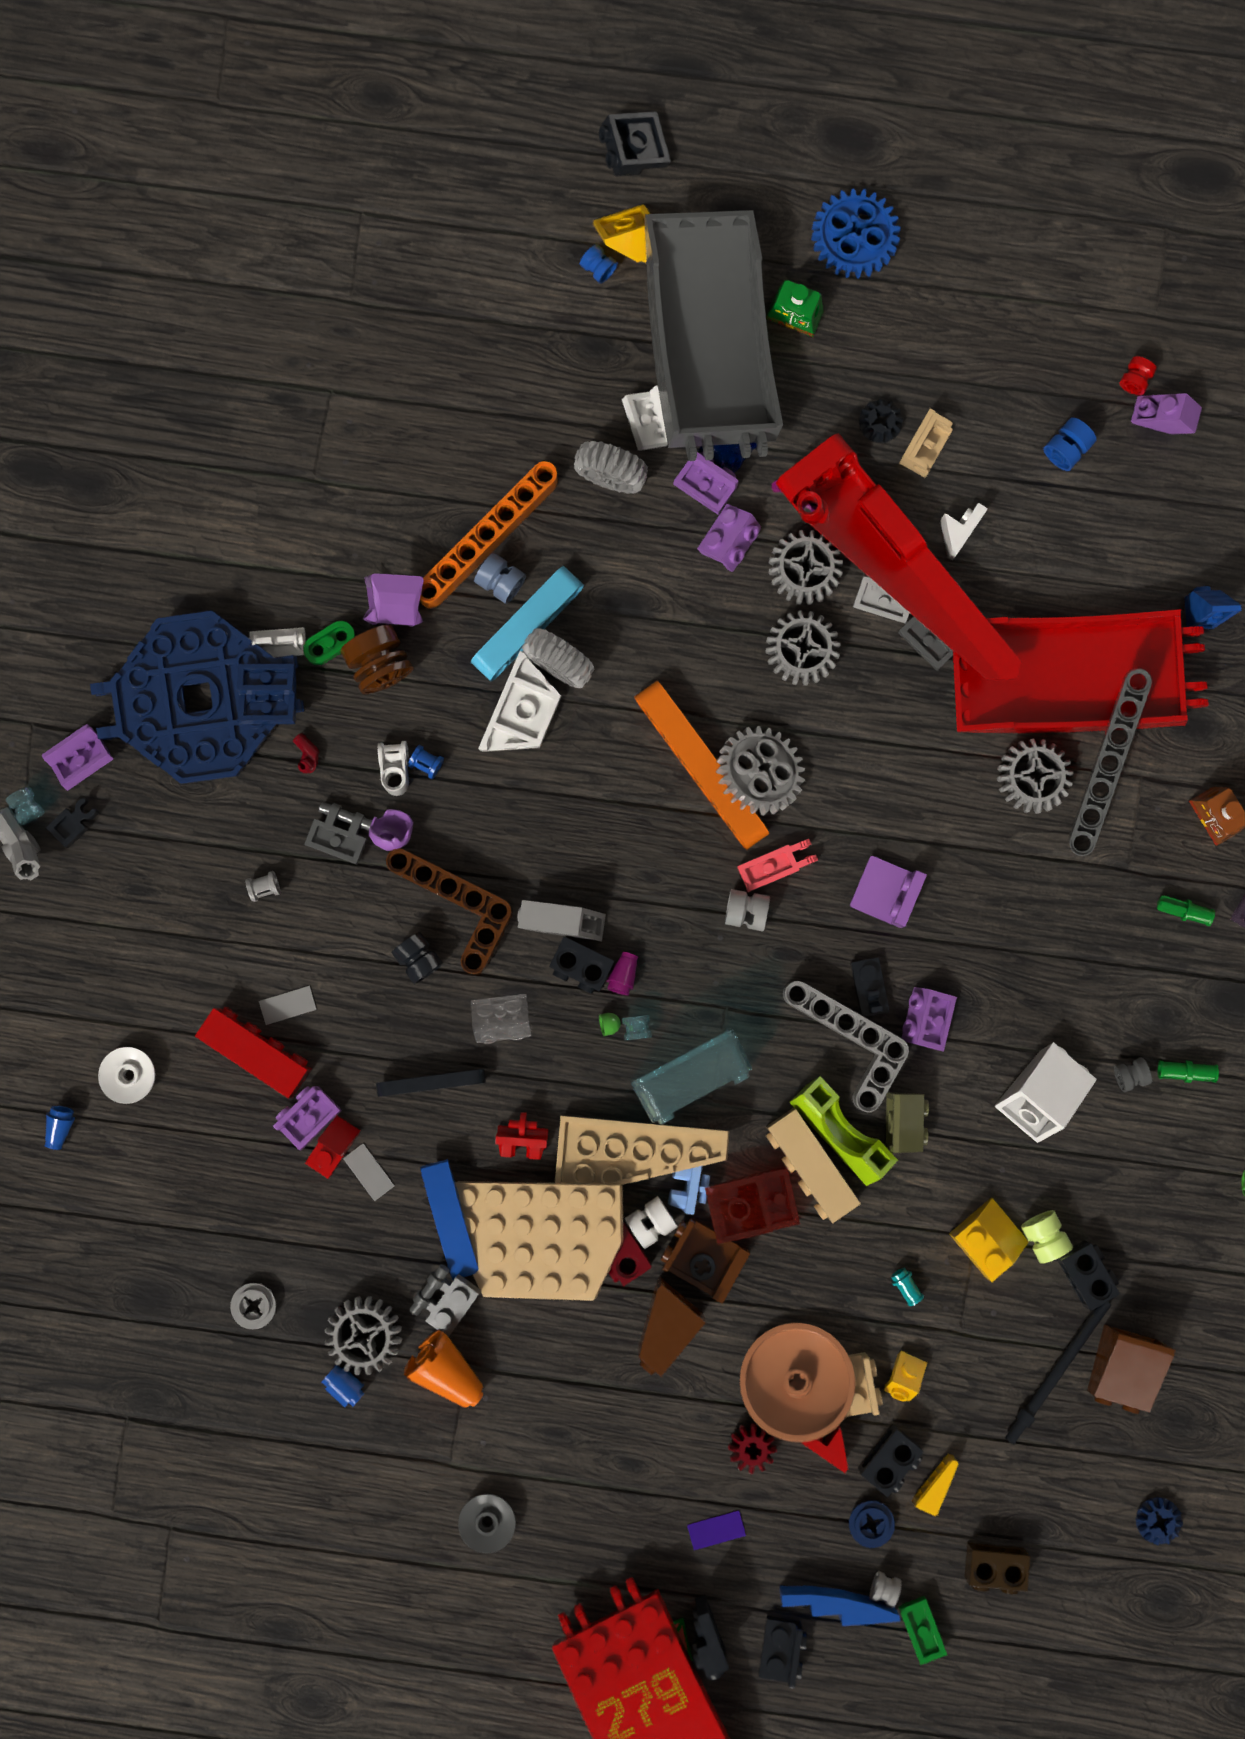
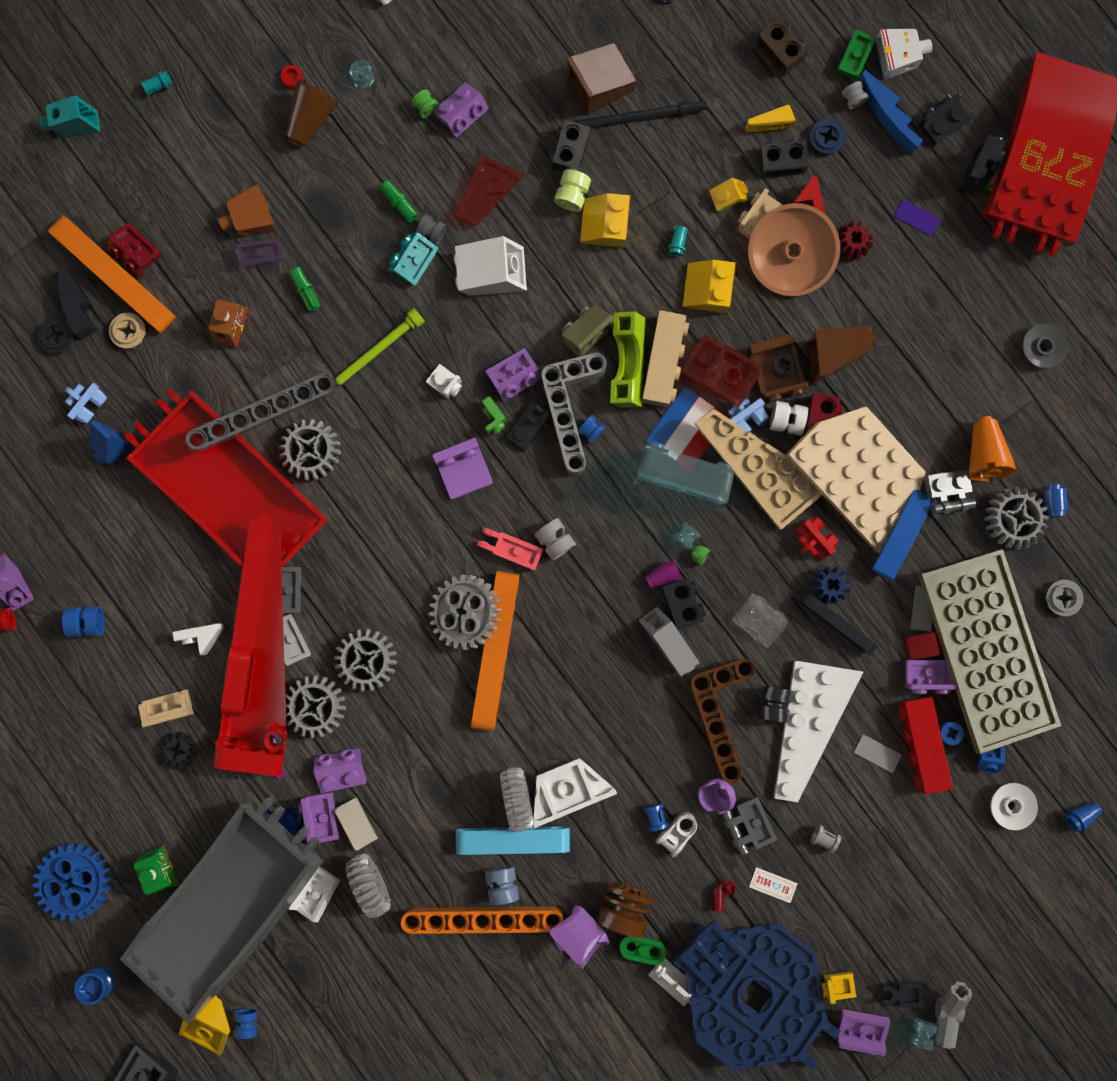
camera: 135 degrees left, 0 degrees up
(134, 774) = (838, 986): none -> yellow bracket
(189, 1101) = (992, 760): none -> blue bracket
(248, 1085) = (946, 731): none -> blue wheel
(270, 805) = (773, 885): none -> white sticker
(276, 1190) = (989, 651): none -> plate
(377, 986) = (815, 709): none -> white wing
(476, 1117) = (832, 594): none -> dark blue gear
(671, 507) = (355, 824): none -> slope
(739, 1111) = (677, 426): none -> sticker
(751, 173) = (94, 985): none -> blue wheel
(812, 1038) = (591, 429): none -> blue wheel
(839, 1272) = (709, 286): none -> yellow slope
(885, 1676) = (900, 50): none -> white torso
(913, 967) = (491, 412): none -> bright green bracket
(981, 952) = (444, 382): none -> white bracket
(1065, 978) = (412, 320): none -> lime piece
(1122, 1033) = (412, 258): none -> teal bracket
(1122, 1160) = (487, 188): none -> clear red wing
(1220, 1212) = (461, 109): none -> medium lavender bracket

